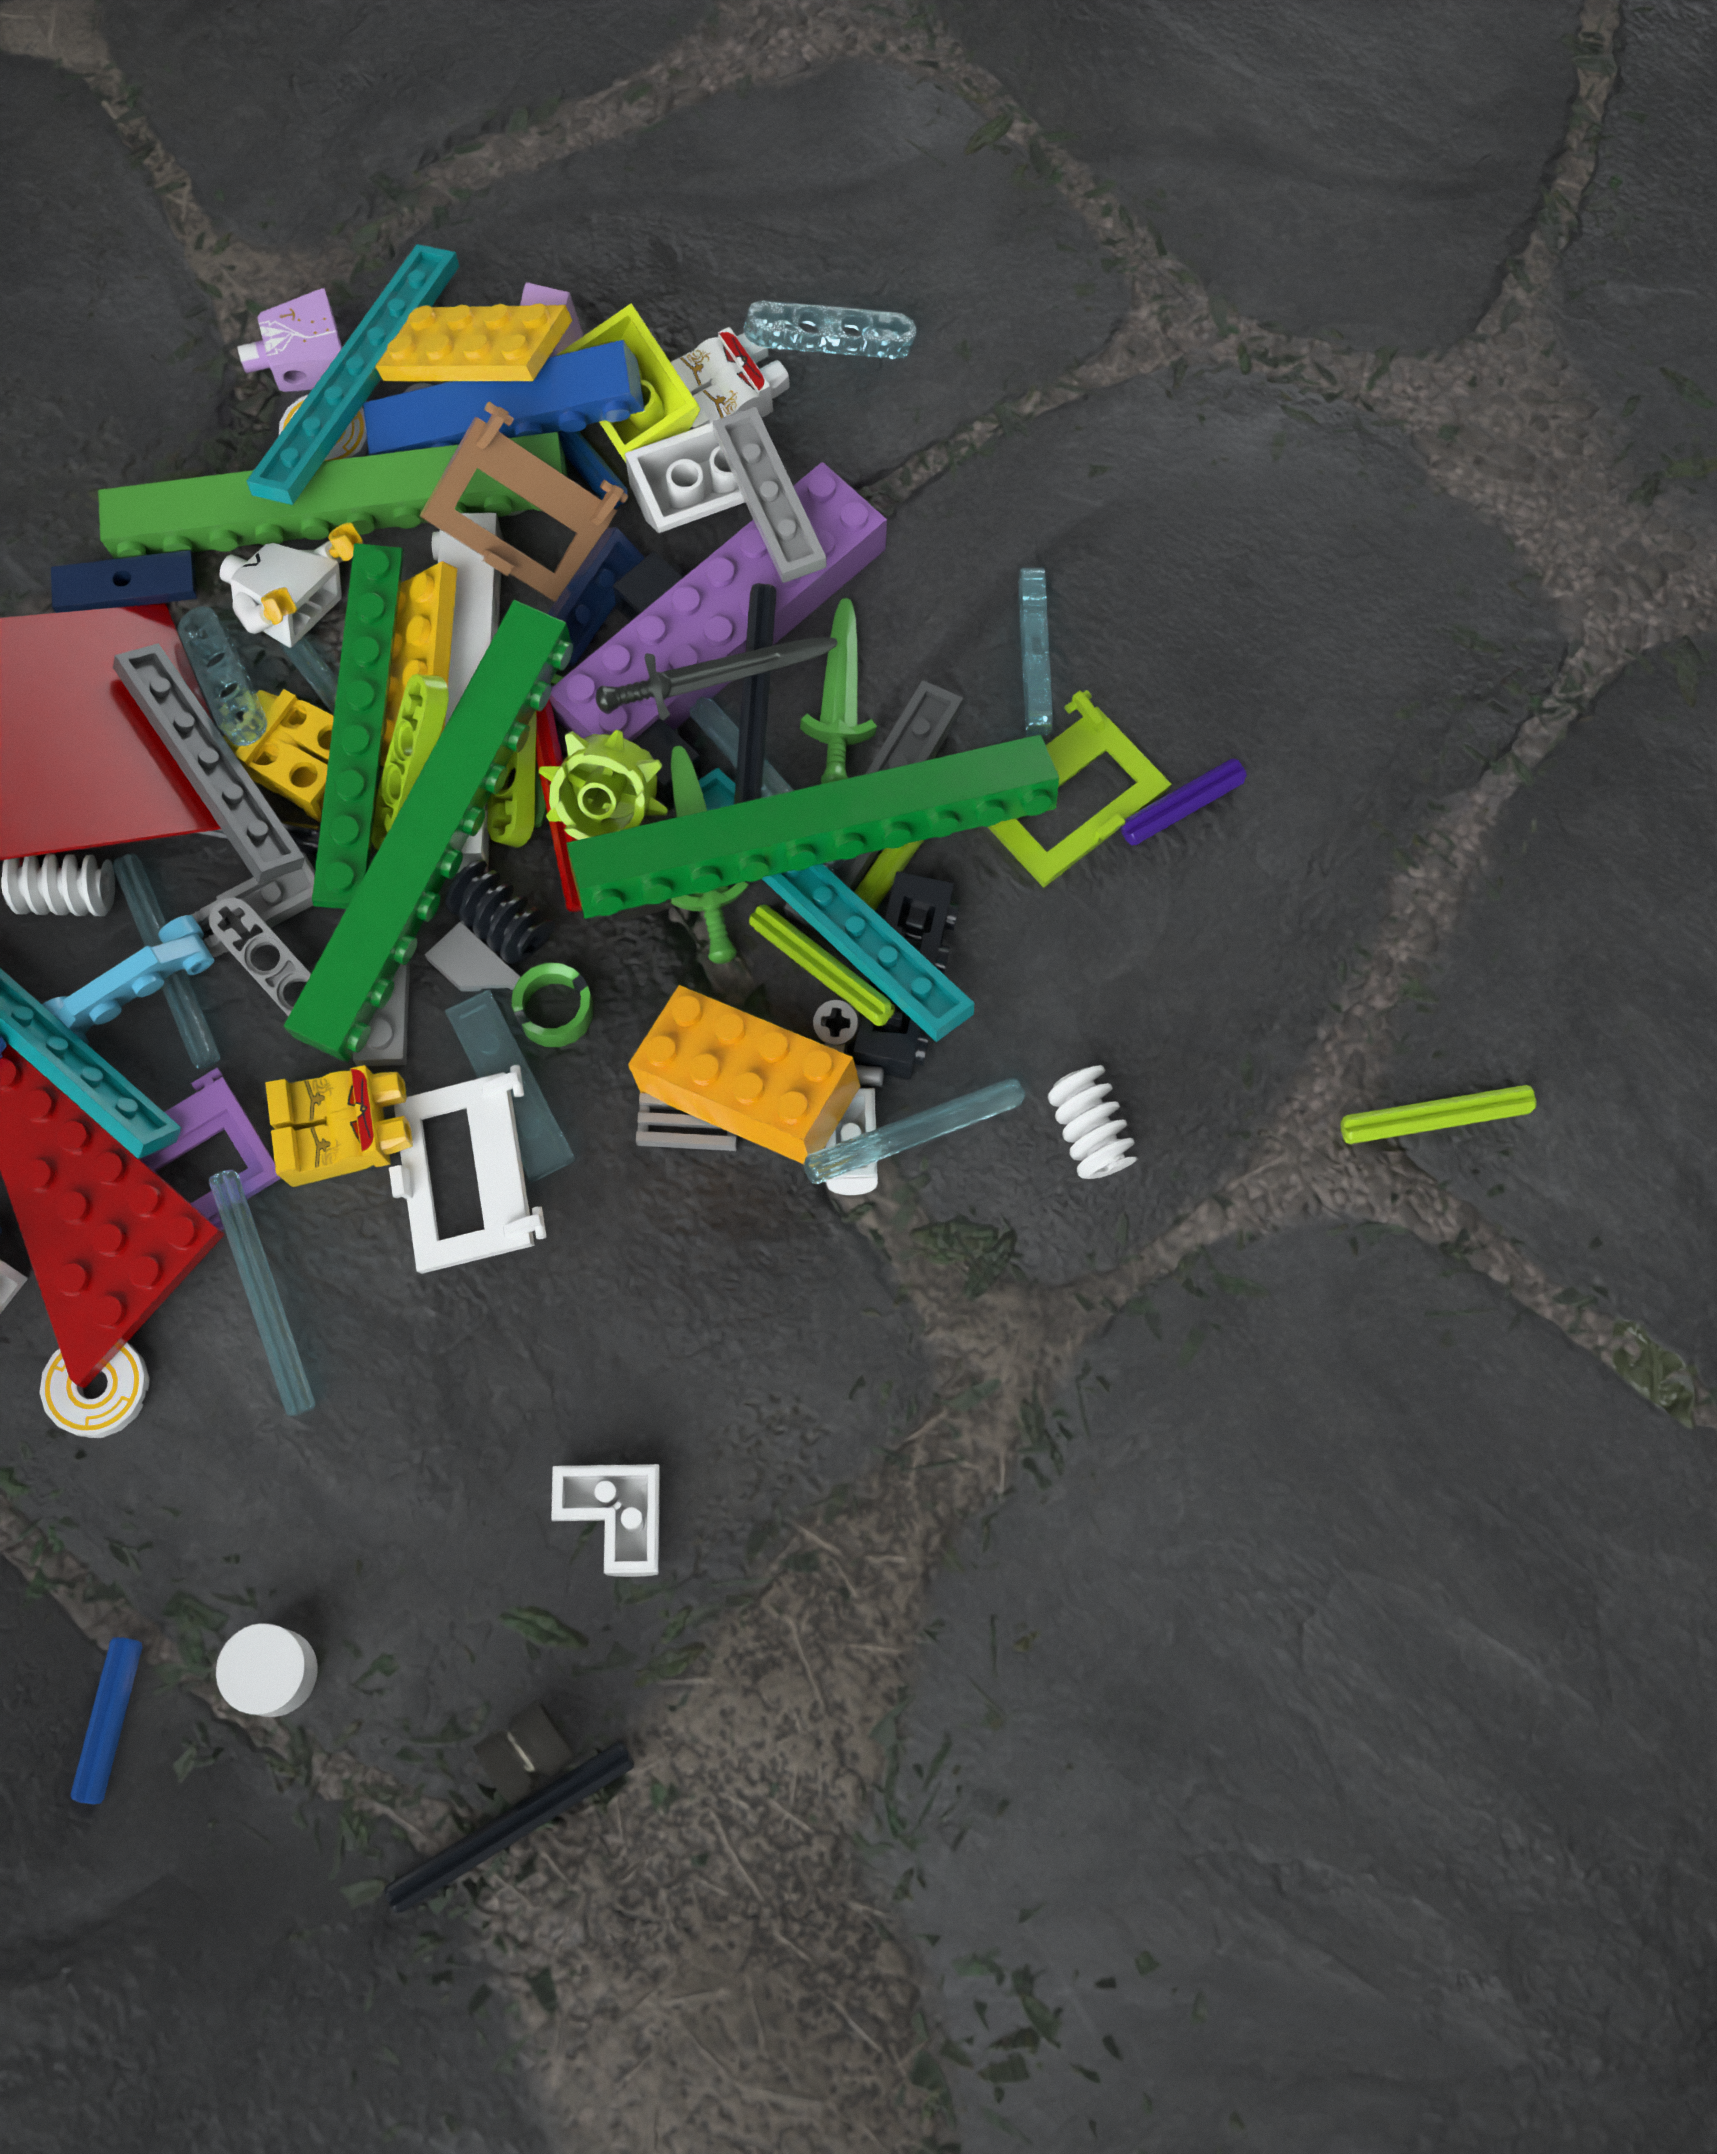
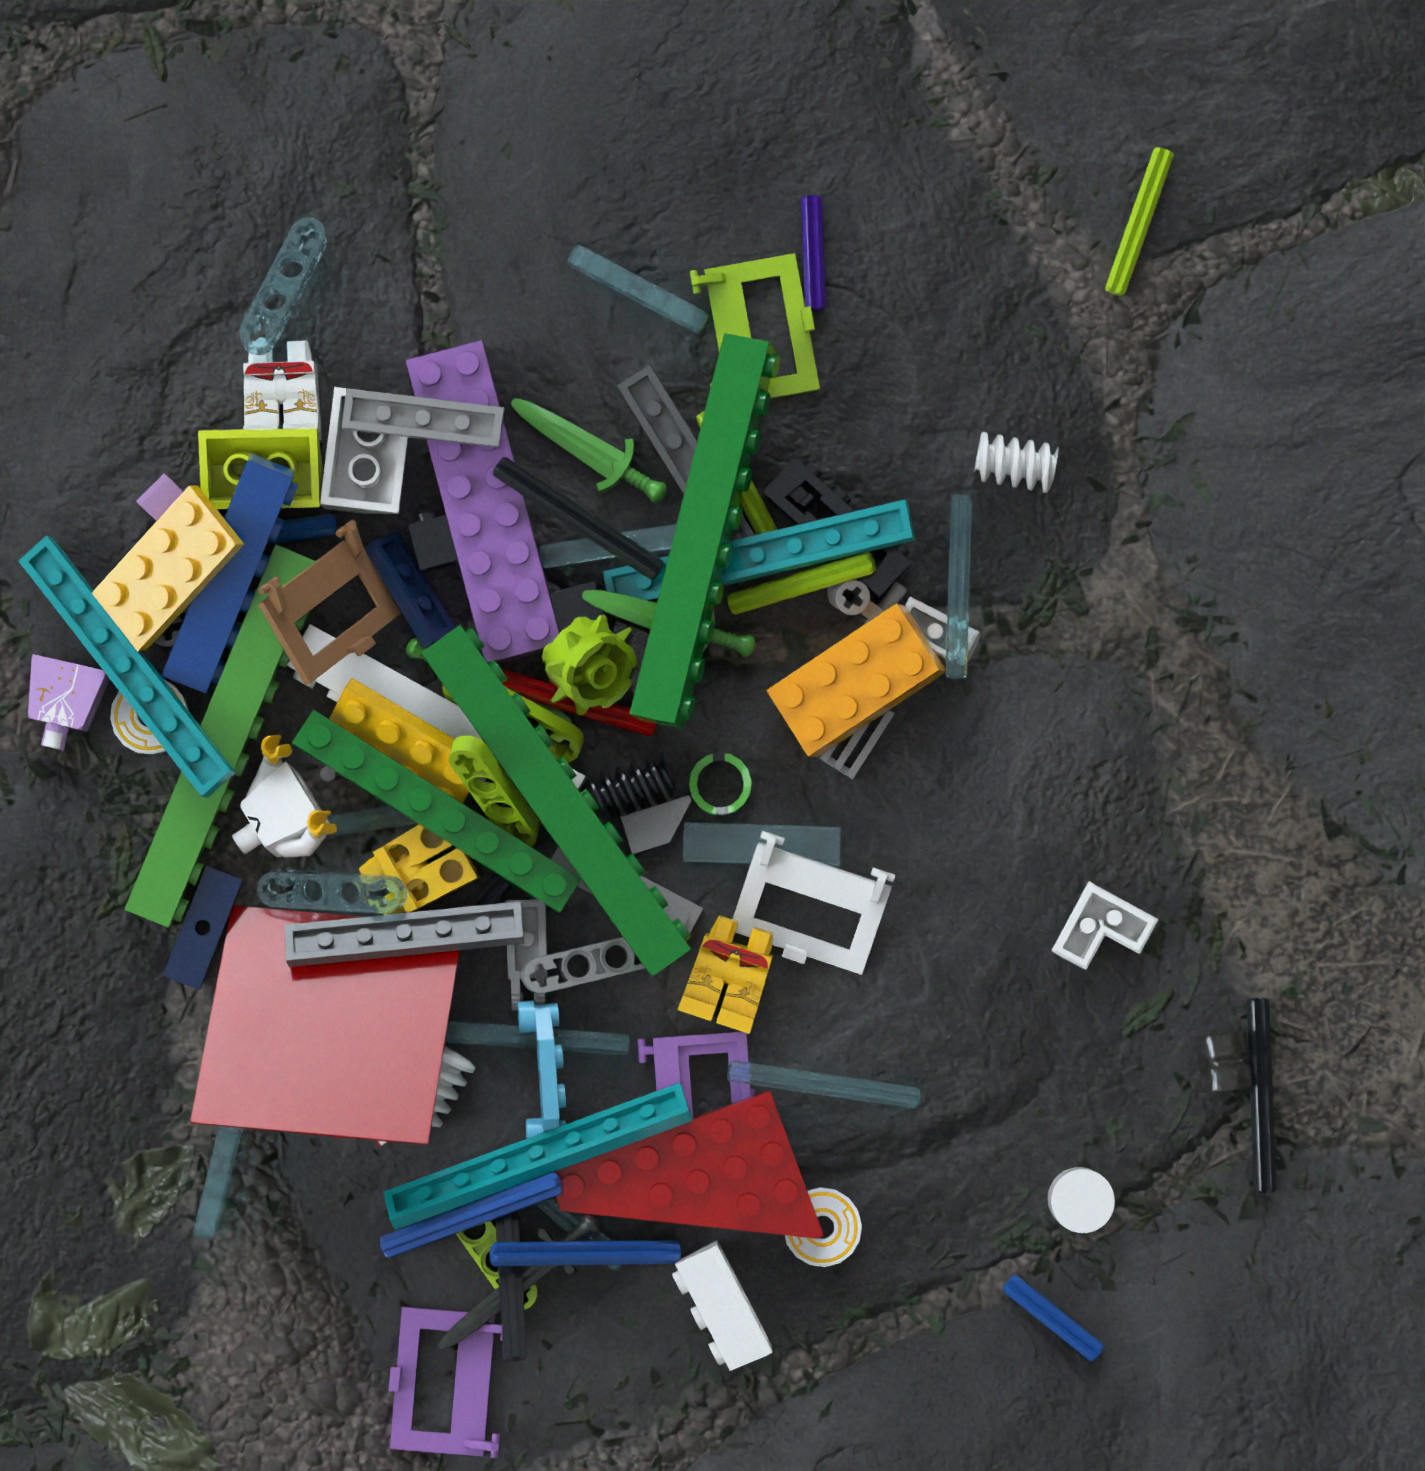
camera: 55 degrees left, 15 degrees up
(709, 673) = (548, 541): pearl dark grey sword -> none

